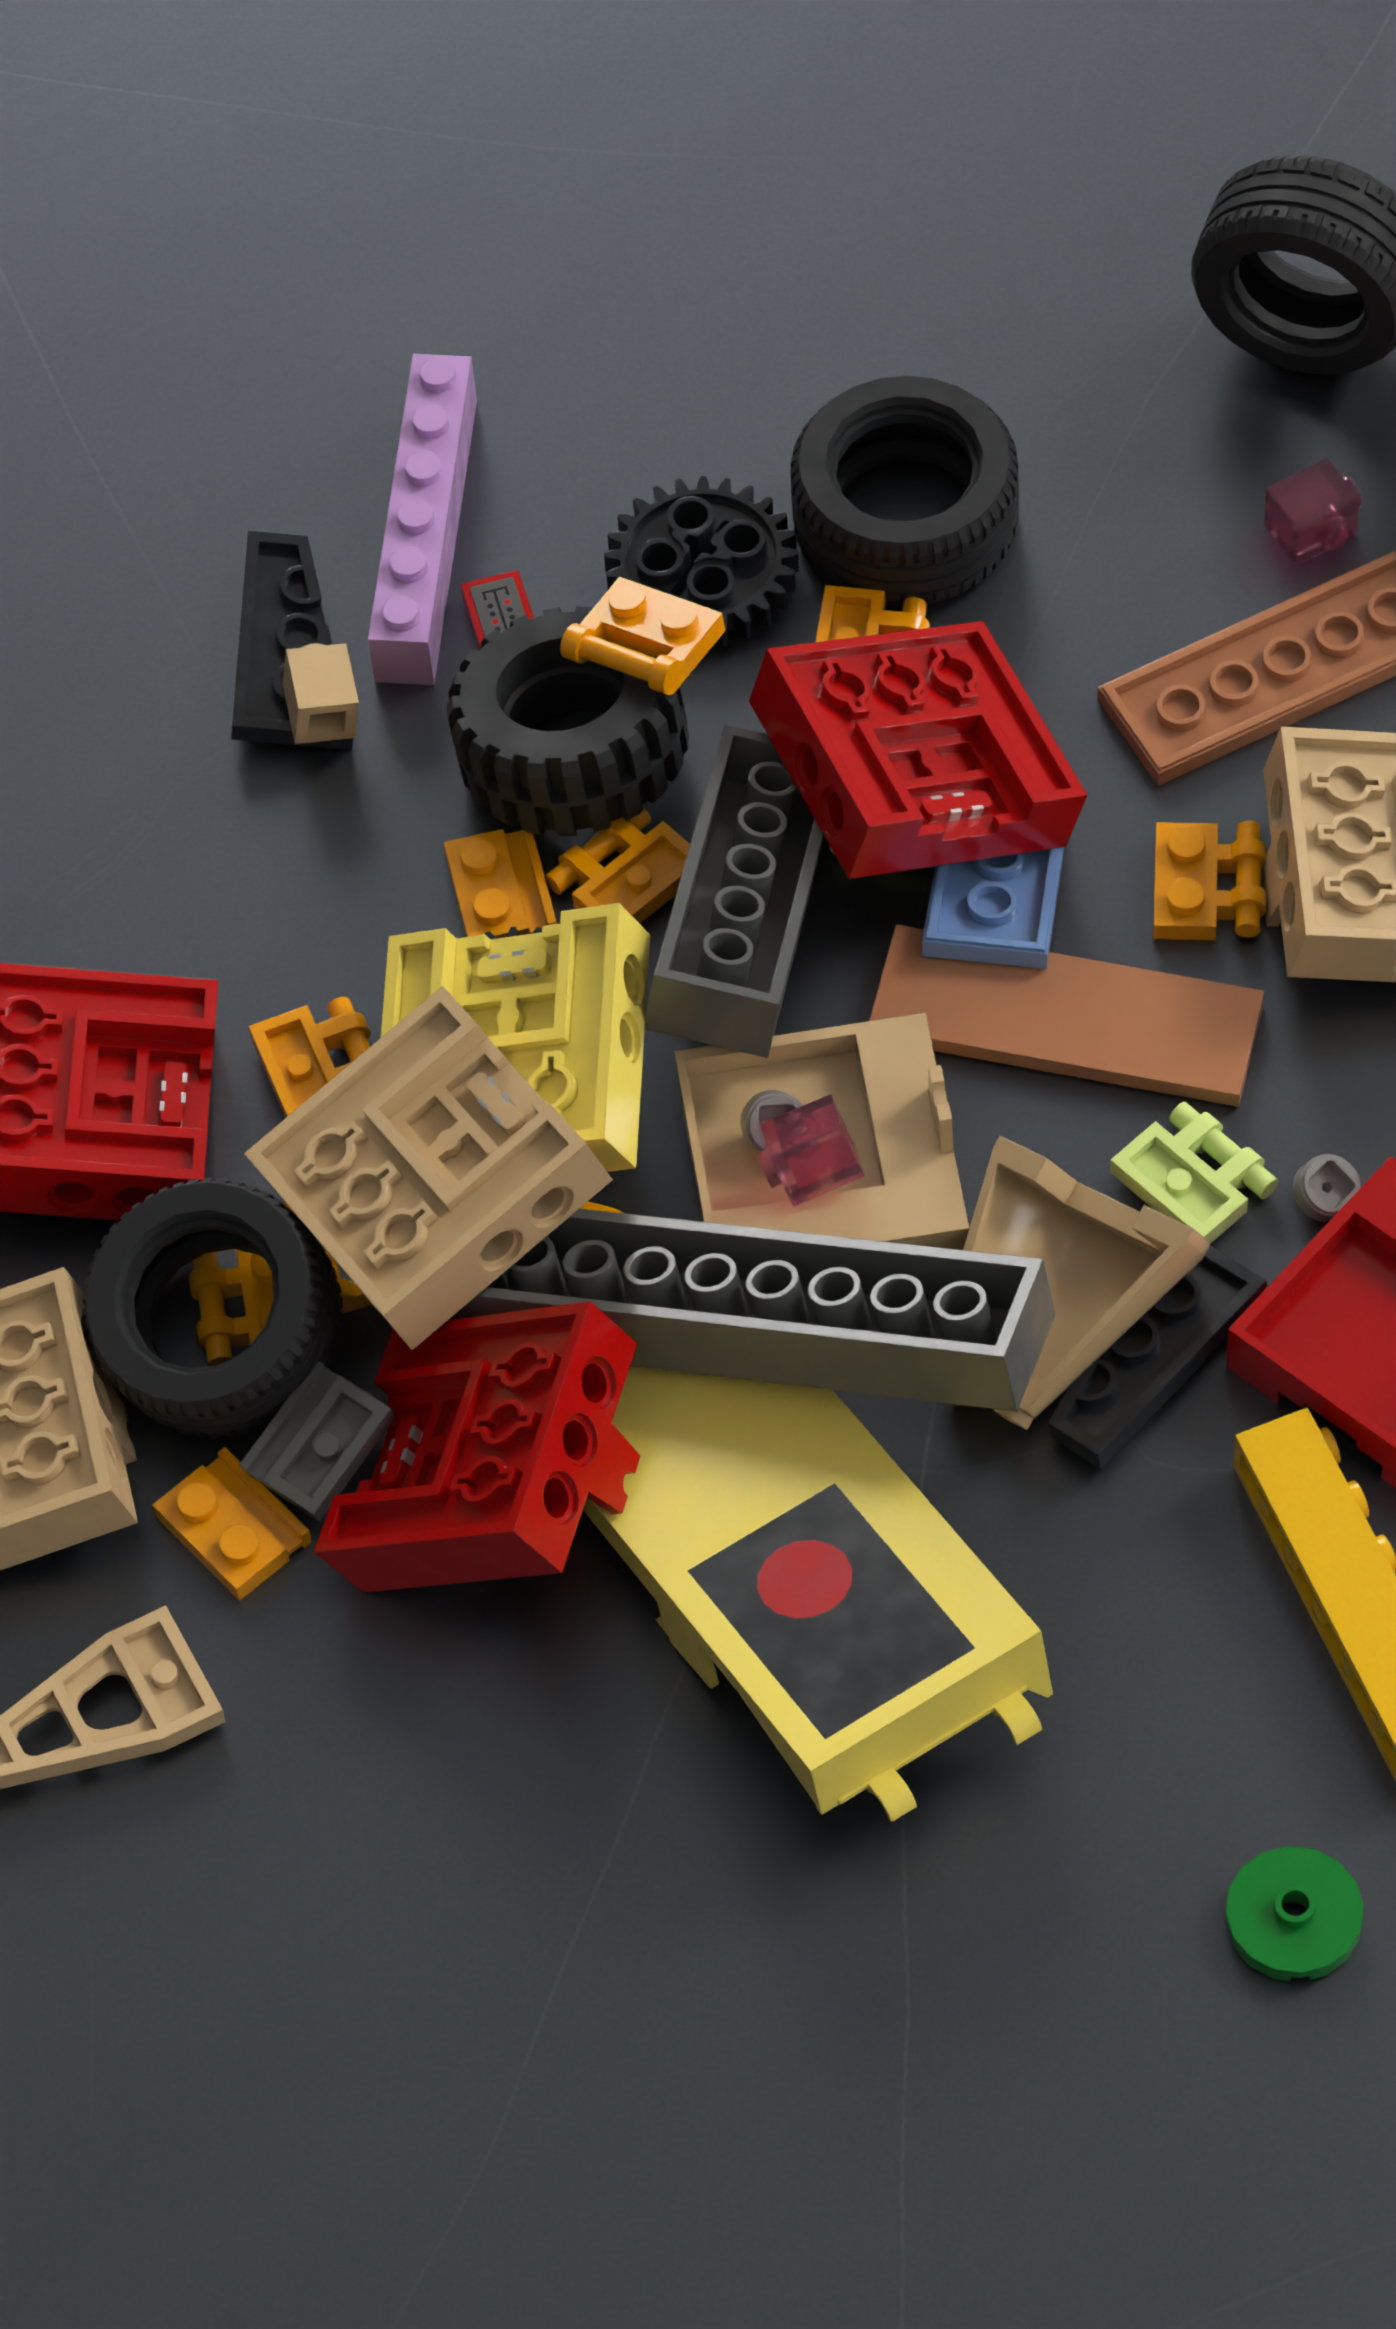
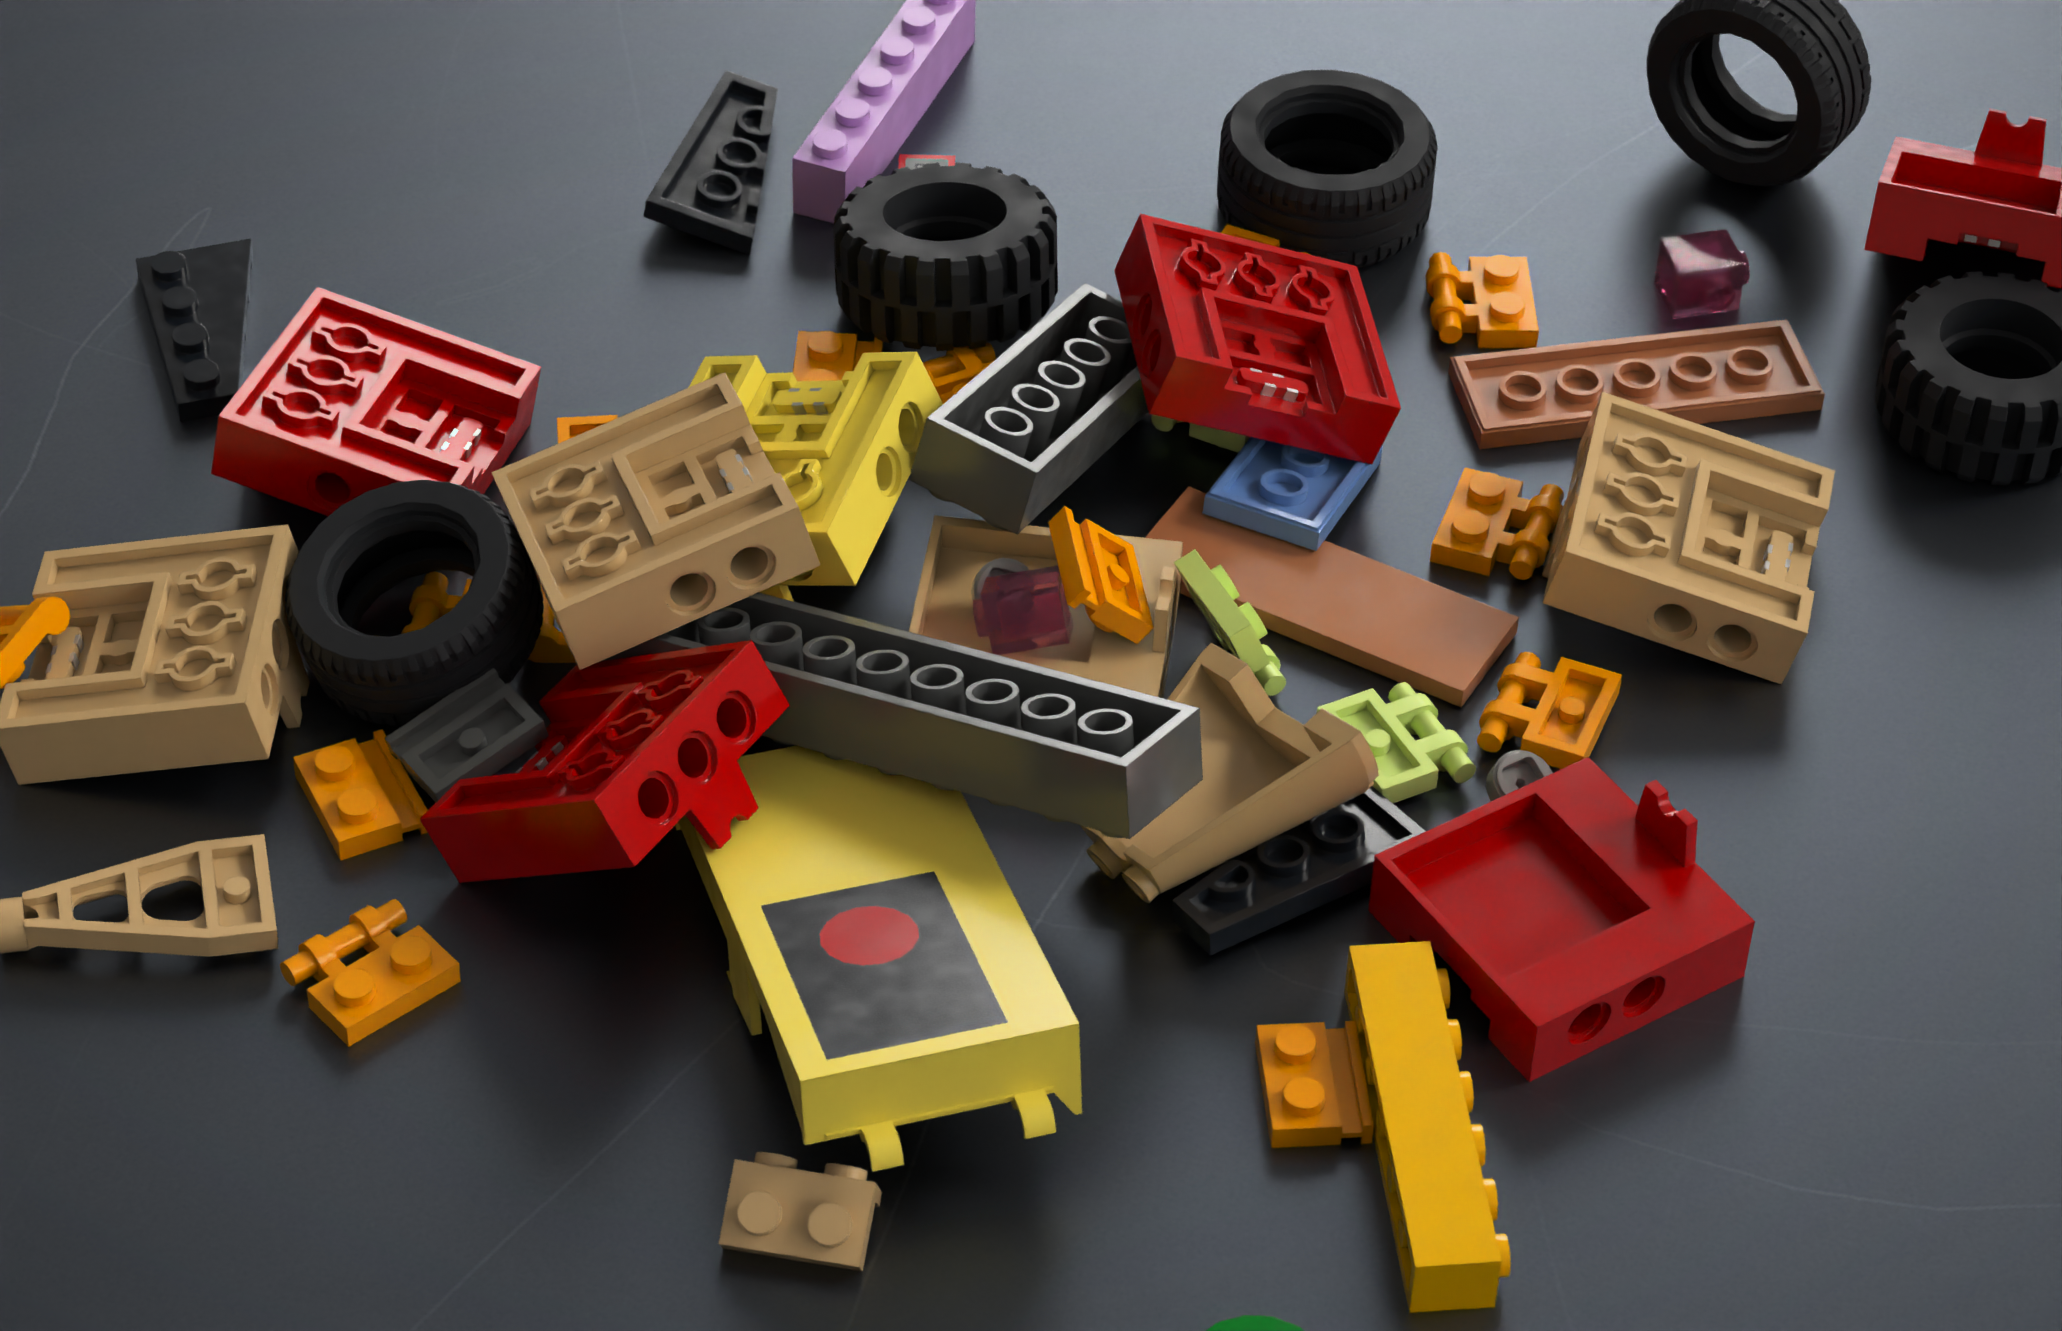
camera: 10 degrees right, 15 degrees down
(320, 693) = (733, 190): tan brick -> none
(340, 1731) = (379, 986): none -> light orange plate
(648, 622) = (1035, 189): light orange plate -> none
(709, 551) = (1115, 175): black gear -> none
(826, 1865) = (799, 1212): none -> tan bracket
(871, 1092) = (1101, 575): none -> light orange plate
(1001, 1088) = (1233, 626): none -> yellowish green plate
(1122, 593) = (1500, 299): none -> light orange plate
(1240, 1581) = (1313, 1084): none -> light orange plate
(1347, 1094) = (1569, 711): none -> light orange plate

